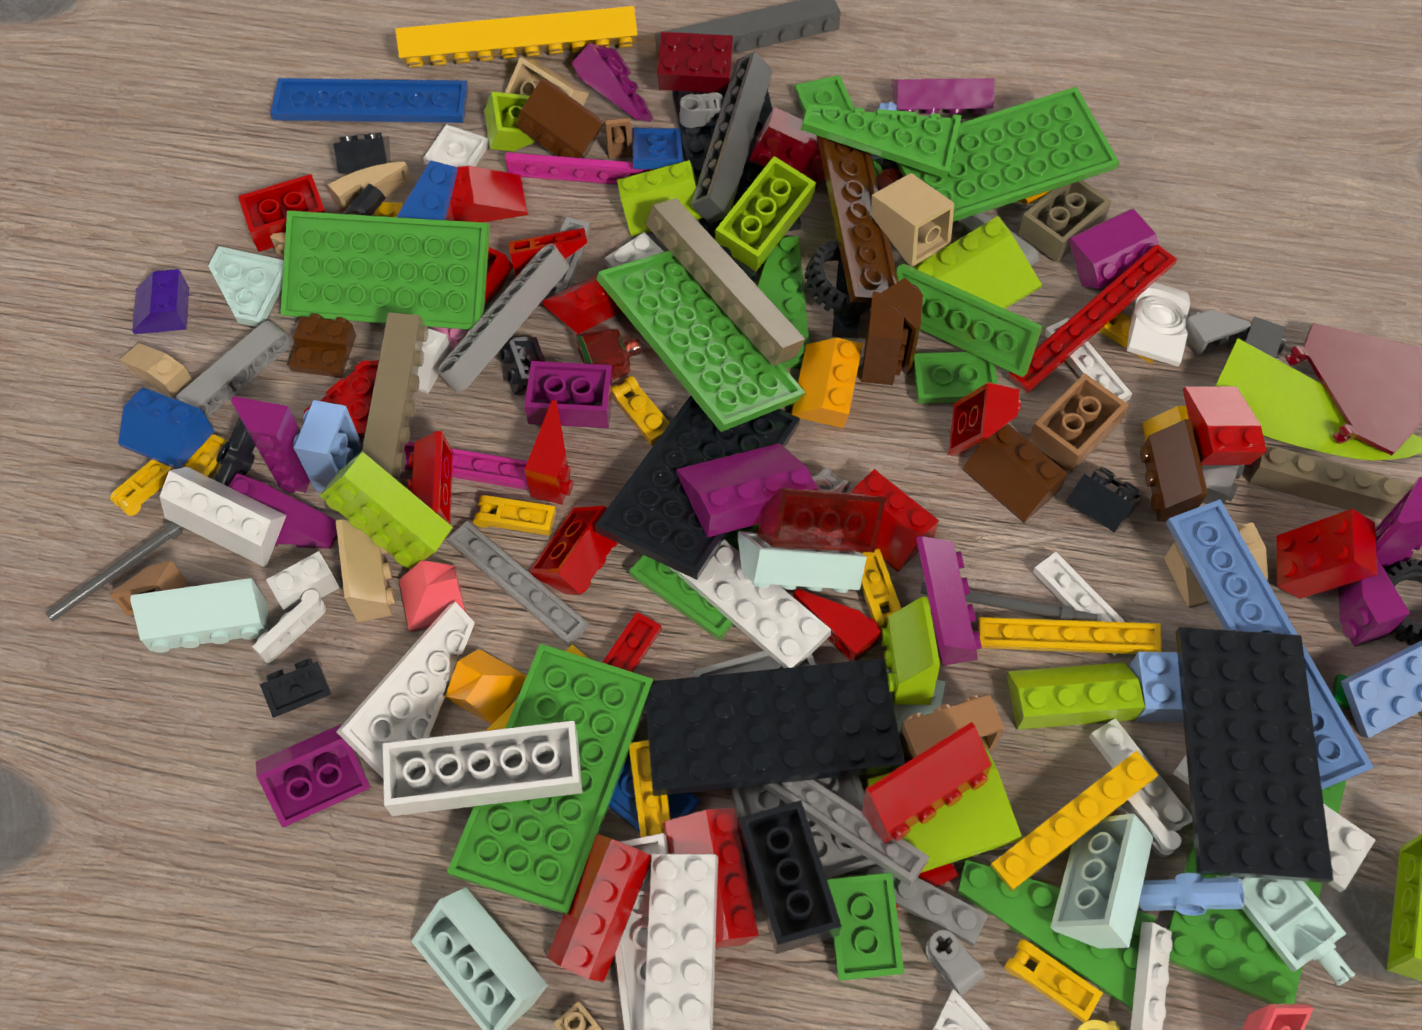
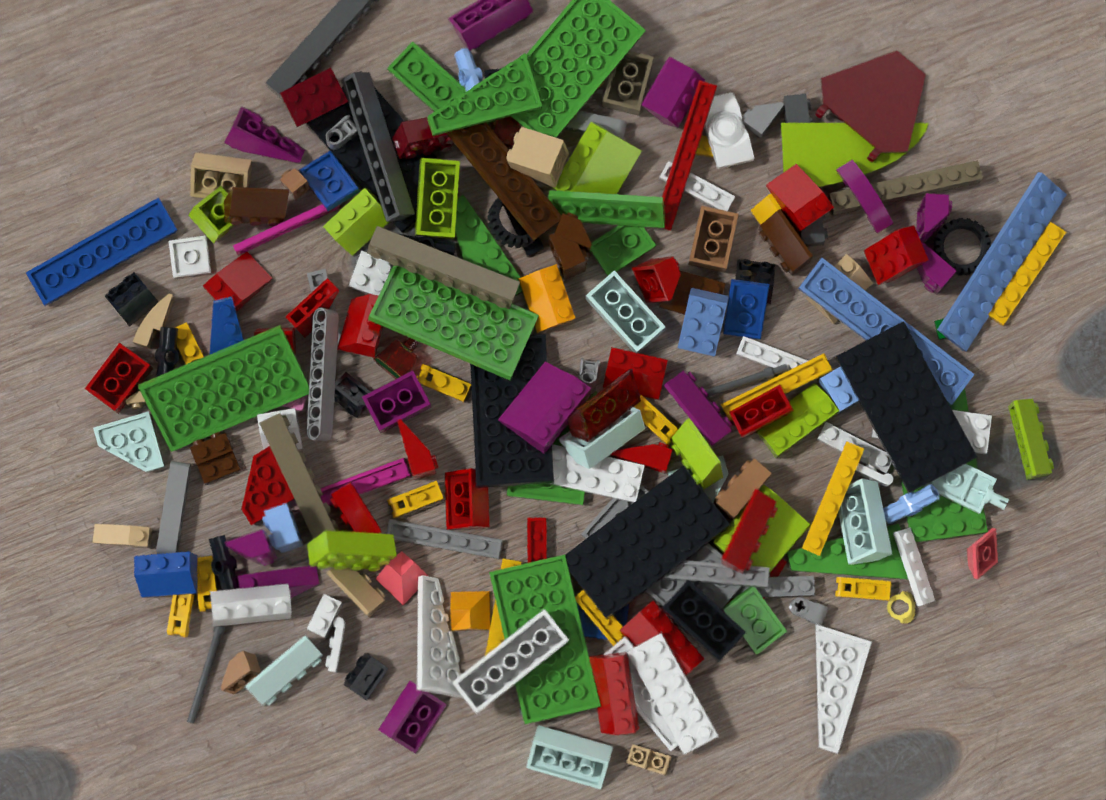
camera: 30 degrees left, 20 degrees up
(161, 303) = (87, 490): dark purple slope -> none
(516, 36) = (173, 143): yellow brick -> none
(916, 444) = (625, 312): none -> light aqua brick
(1012, 500) = (703, 322): none -> medium blue brick
(1032, 651) = (761, 411): none -> red slope
(1078, 518) = (746, 309): none -> blue tile
(1316, 470) = (865, 195): none -> magenta slope

